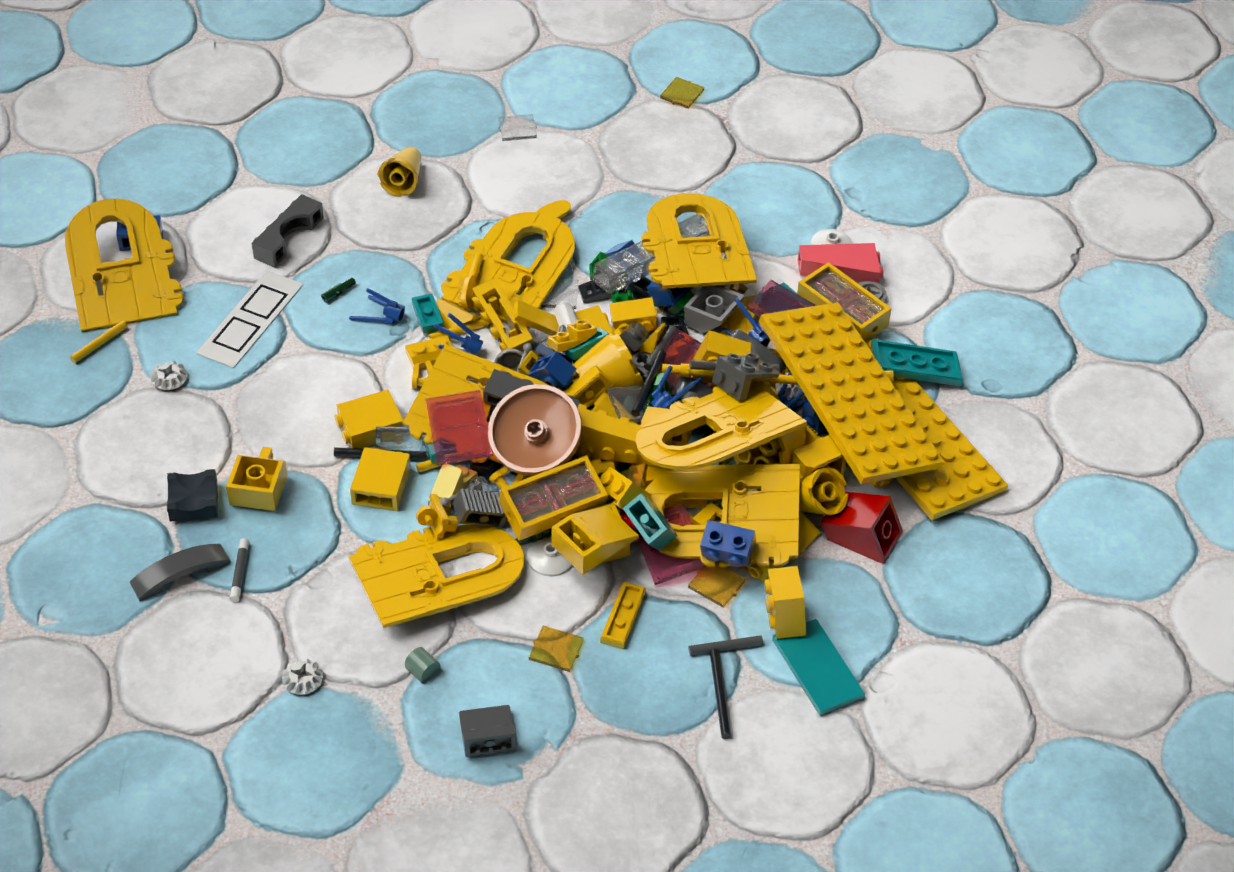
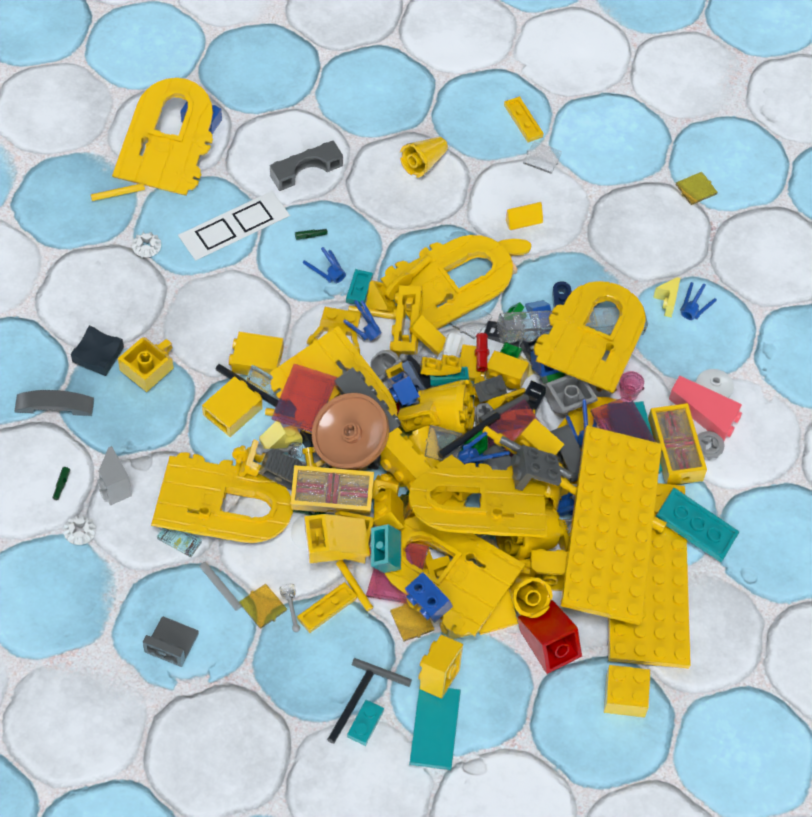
camera: 30 degrees right, 10 degrees up
(239, 570) = (92, 425): dark grey bar -> none
(246, 643) = (61, 482): none -> dark green pin
(309, 603) = (113, 479): none -> light grey slope
(419, 631) = (179, 540): none -> clear light blue tile
(421, 664) = (163, 566): sand green brick -> none
(474, 103) = (523, 119): none -> yellow tile
(497, 652) = (220, 586): none -> light grey bar
(542, 181) = (524, 216): none -> yellow slope
(574, 620) = (288, 592): none -> hinge
(601, 308) = (481, 352): none -> red pin
(629, 578) = (354, 585): none -> yellow bar
(631, 230) = (560, 299): none -> dark blue plate
(732, 186) = (668, 293): none -> light yellow slope
(747, 700) = (365, 722): none -> teal plate
(761, 191) = (691, 309): none -> blue plant
(764, 273) = (631, 384): none -> clear pink piece
(972, 535) = (627, 691): none -> yellow brick

